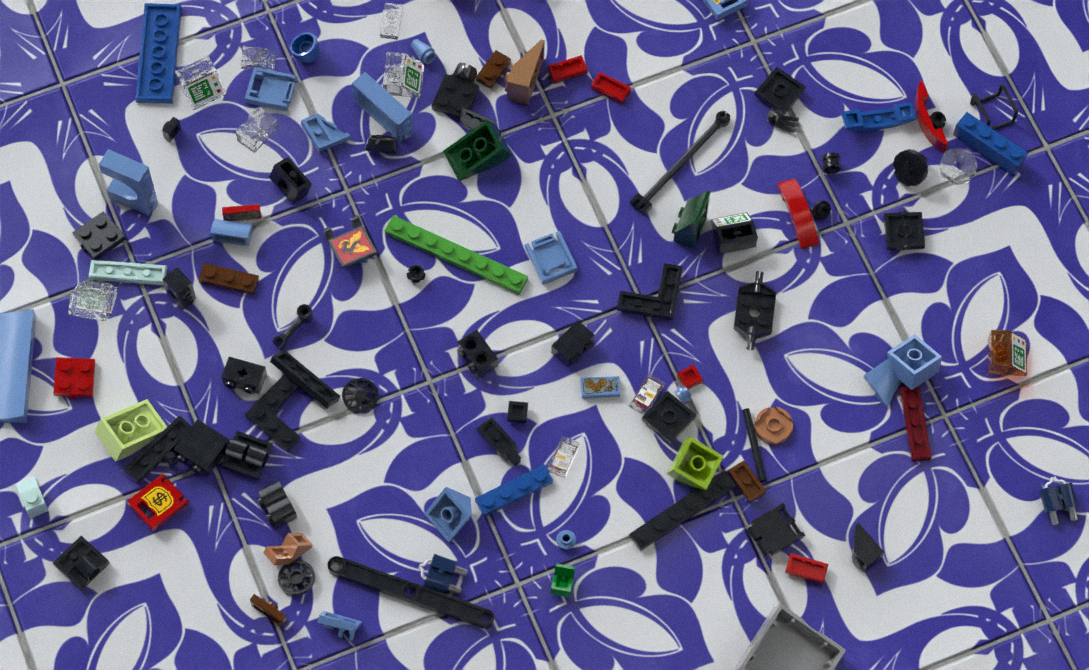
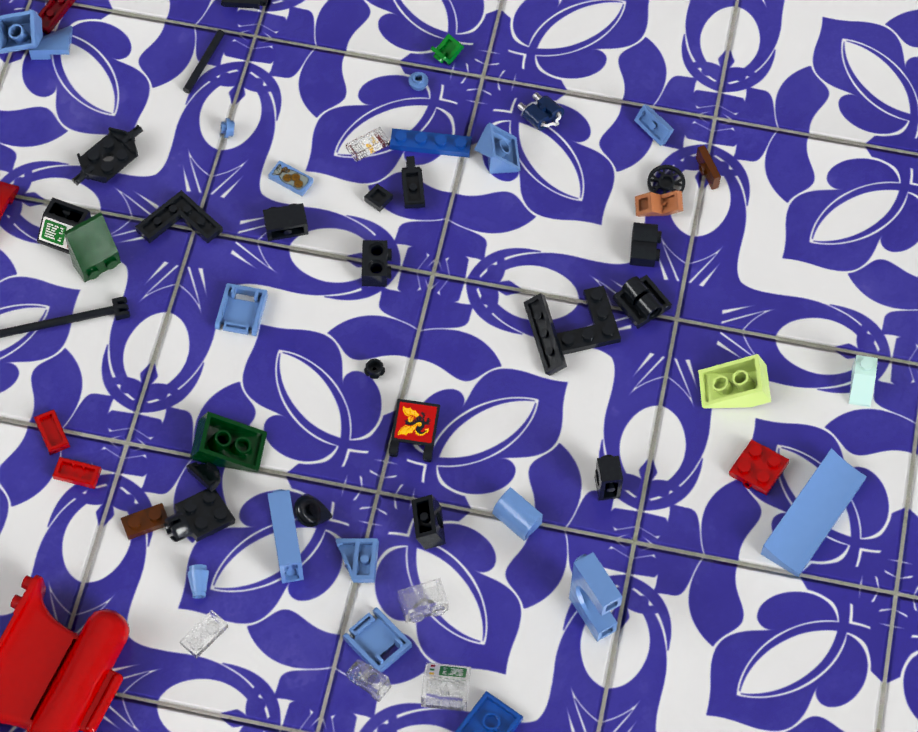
camera: 145 degrees left, 5 degrees down
(81, 563) = (849, 298): black plate -> none
(92, 300) = (696, 527): clear slope -> none
(99, 236) = (651, 592): black plate -> none
(127, 272) = (645, 539): light aqua tile -> none
(158, 450) = (718, 352): black plate -> none
(161, 499) = (744, 310): red container -> none
(171, 129) = (508, 656): black plate -> none
(201, 448) = (680, 326): black brick -> none
(228, 279) = (552, 473): reddish brown plate -> none
(243, 212) = (496, 524): red tile -> none
(252, 375) = (599, 369): black brick -> none
(301, 311) = (506, 387): black brick -> none
(305, 47) = (313, 653): blue hat -> none
(360, 395) = (504, 297): black wheel -> none
(403, 75) = (240, 563): clear slope -> none
(424, 596) = (586, 127): black beam -> none
(456, 254) = (324, 367): bright green plate -> none
(524, 74) = (121, 482): medium nougat slope -> none
(647, 394) = (256, 149): tile -> none
(668, 417) = (255, 119): black plate -> none
(682, 511) = (305, 48): black plate -> none
(690, 377) = (209, 141): red tile -> none
(695, 464) = (267, 67): lime slope -> none
(747, 481) = (235, 36): reddish brown plate -> none
(773, 425) = (174, 66): nougat tile -> none

